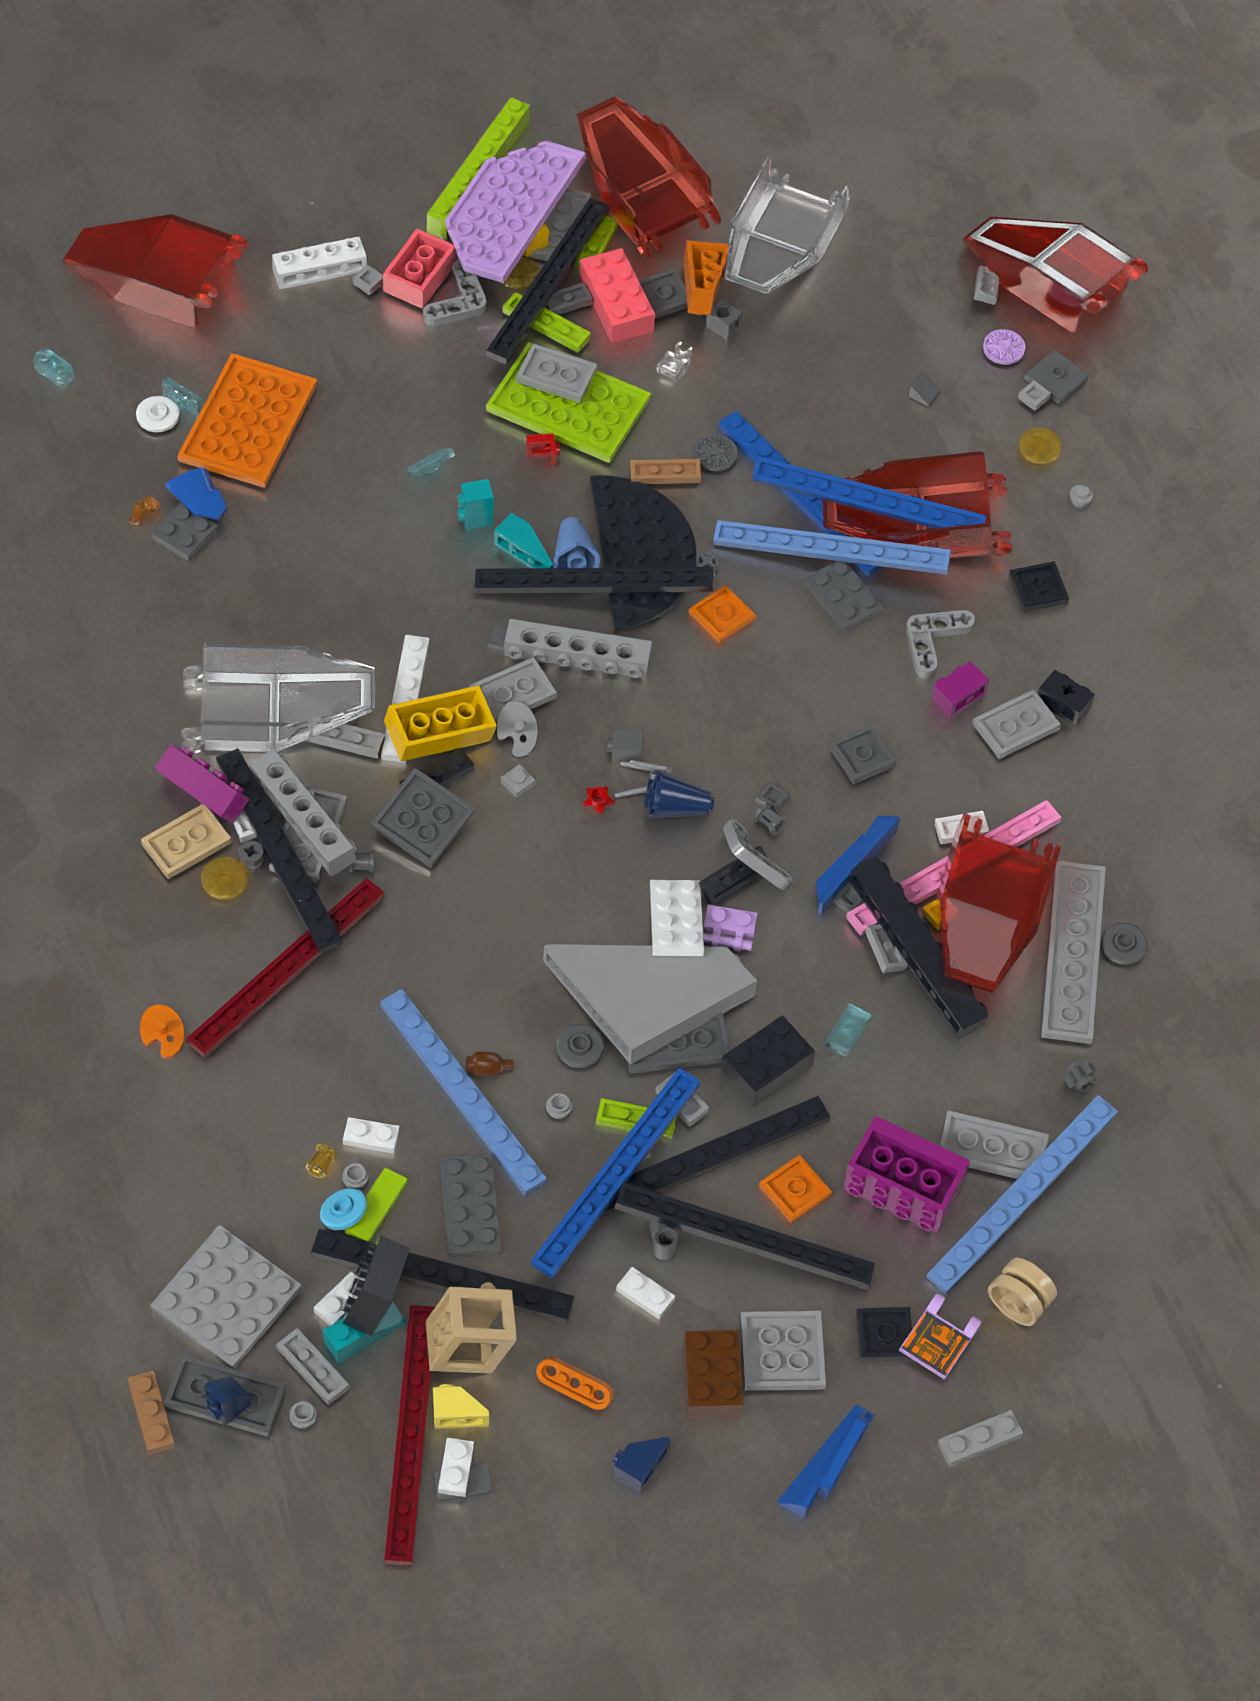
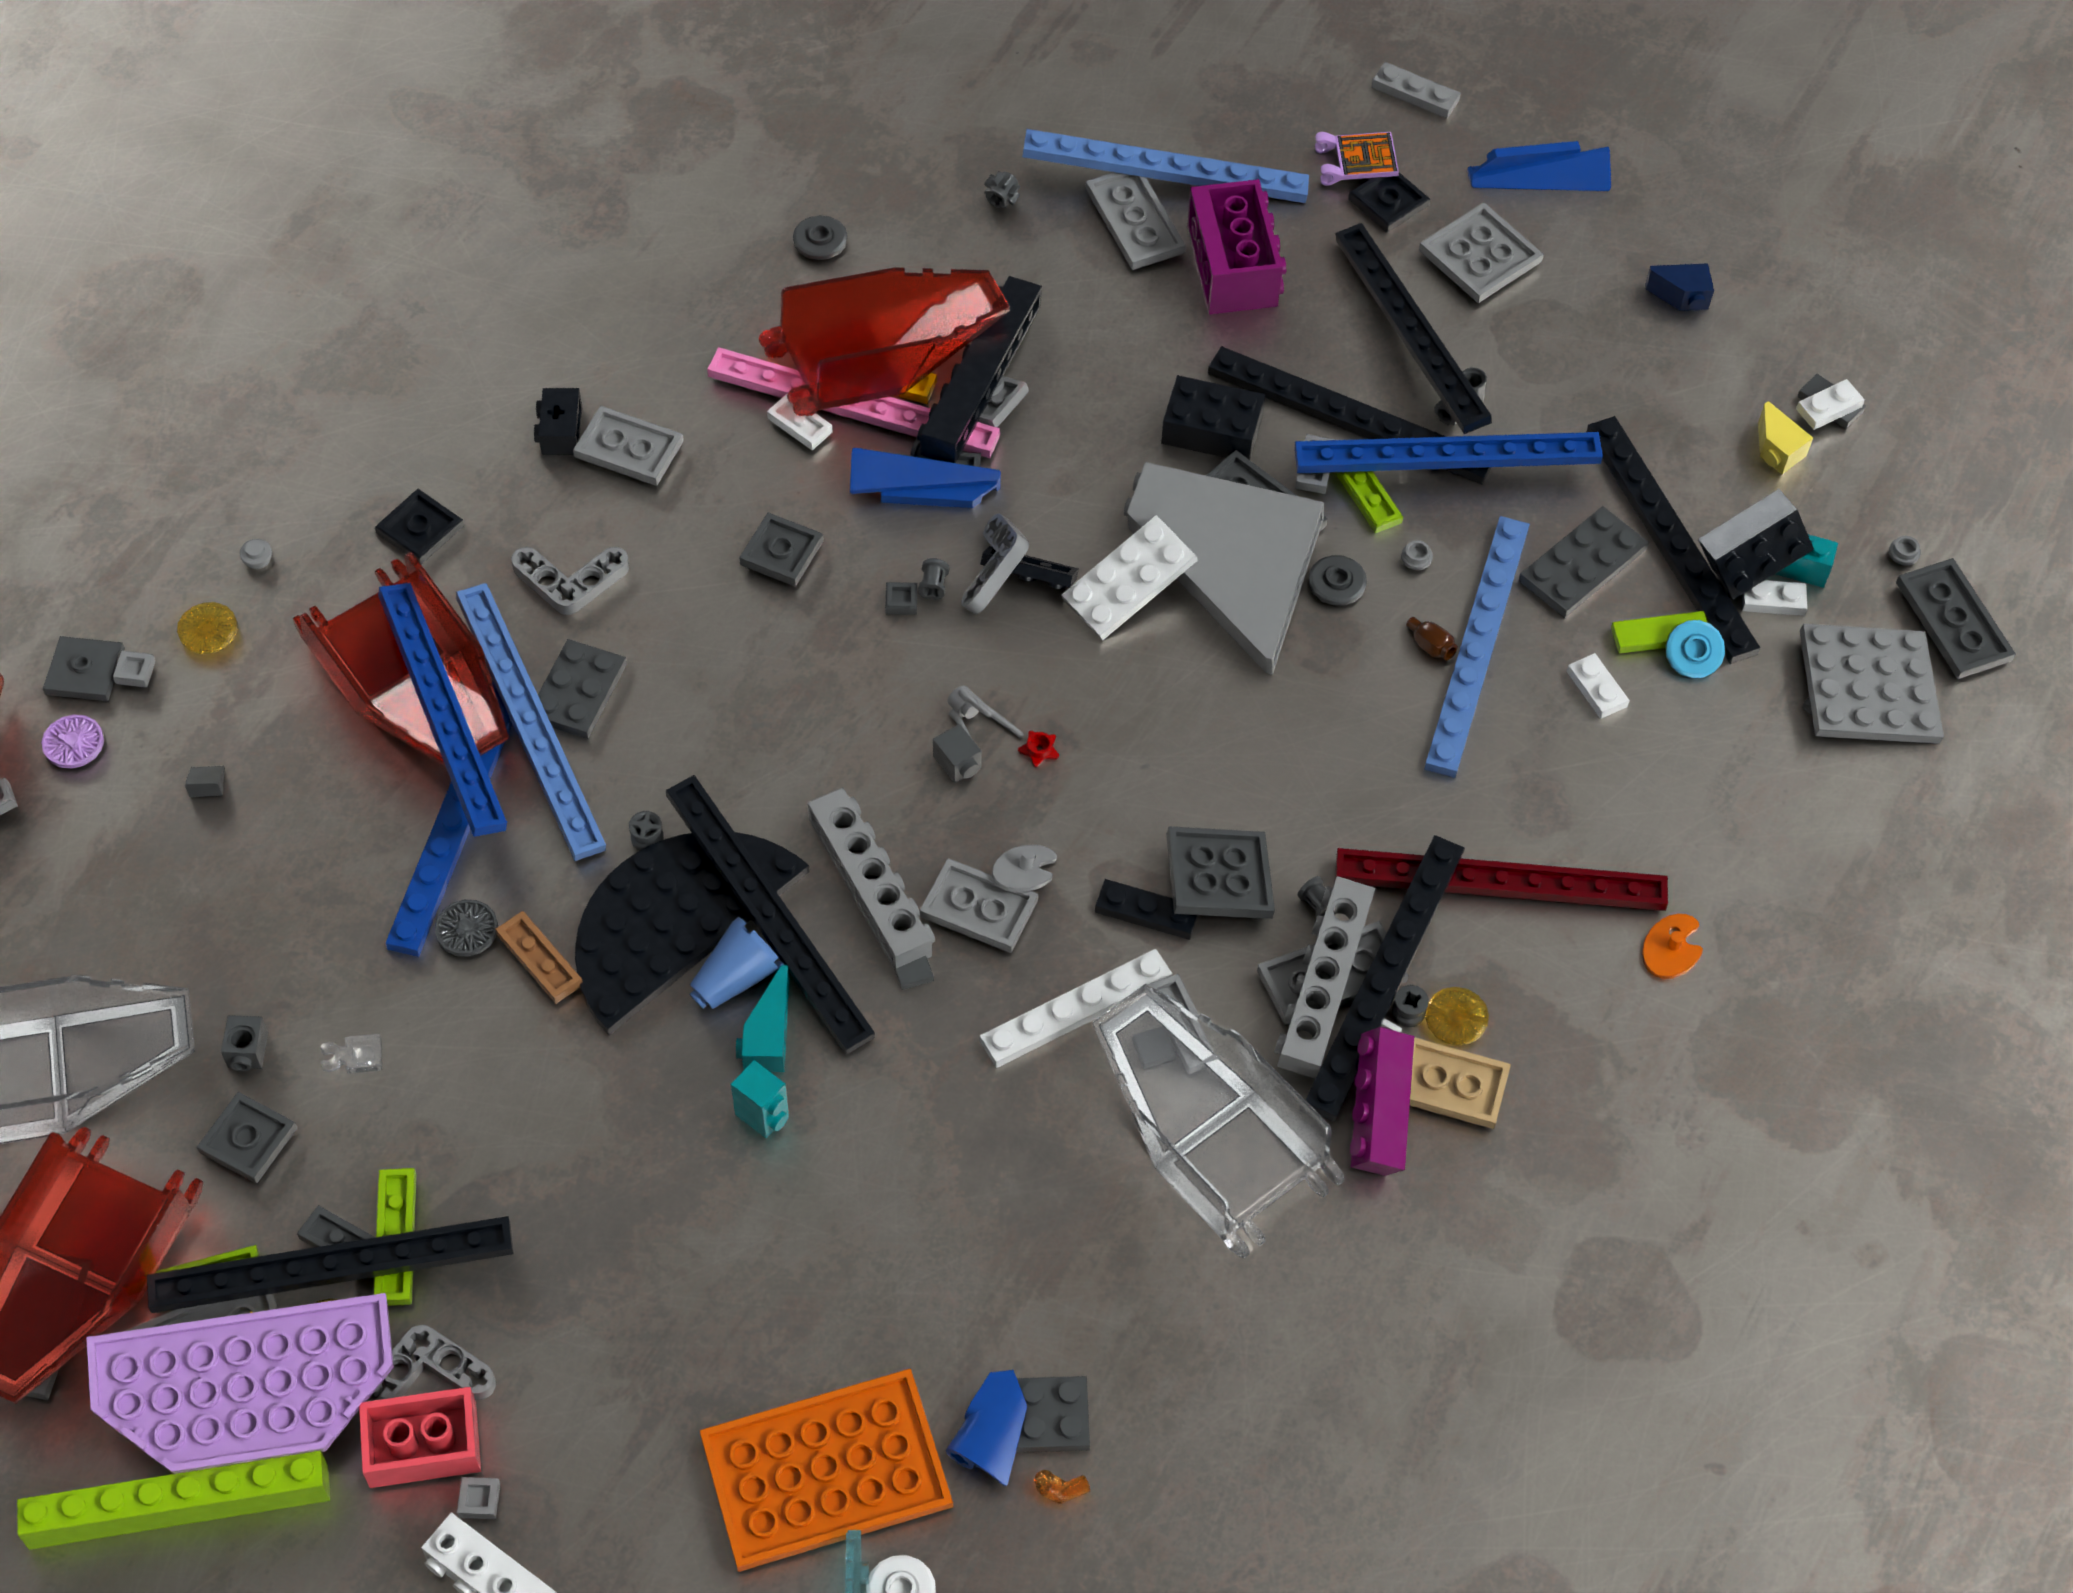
camera: 125 degrees left, 0 degrees up
(151, 1412) = (2028, 668): medium nougat plate -> none
(225, 1399) = (1974, 587): dark blue slope -> none
(312, 1366) = (1858, 571): light grey plate -> none
(320, 1161) = (1668, 701): clear yellow bush -> none
(355, 1176) = (1651, 667): light grey plate -> none
(409, 1441) = (1847, 451): dark red plate -> none
(430, 462) = (726, 1209): clear light blue plate -> none
(439, 723) = (1096, 925): yellow brick -> none
(466, 1317) = (1719, 458): tan piece -> none
(518, 781) = (1085, 830): light grey plate -> none
(542, 446) = (602, 1108): red bracket -> none
(556, 373) = (484, 1151): light grey plate -> none
(563, 1382) = (1665, 373): orange plate -> none
(592, 426) = (509, 1126): lime plate -> none
(617, 295) = (291, 1179): coral brick -> none
(645, 1293) = (1528, 381): white plate -> none
(675, 798) = (992, 667): dark blue cone -> none
(703, 274) = (199, 1088): orange wedge -> none
(712, 1374) = (1556, 281): reddish brown brick -> none
(722, 614) = (712, 771): orange tile -> none
(729, 922) = (1081, 541): lavender plate -> none
(795, 1189) = (1316, 335): orange tile -> none
(848, 1030) = (1114, 387): clear light blue plate -> none
(960, 689) = (624, 511): magenta brick -> none
(1022, 1291) = (1267, 110): tan wheel -> none
(1073, 952) = (911, 245): light grey plate -> none

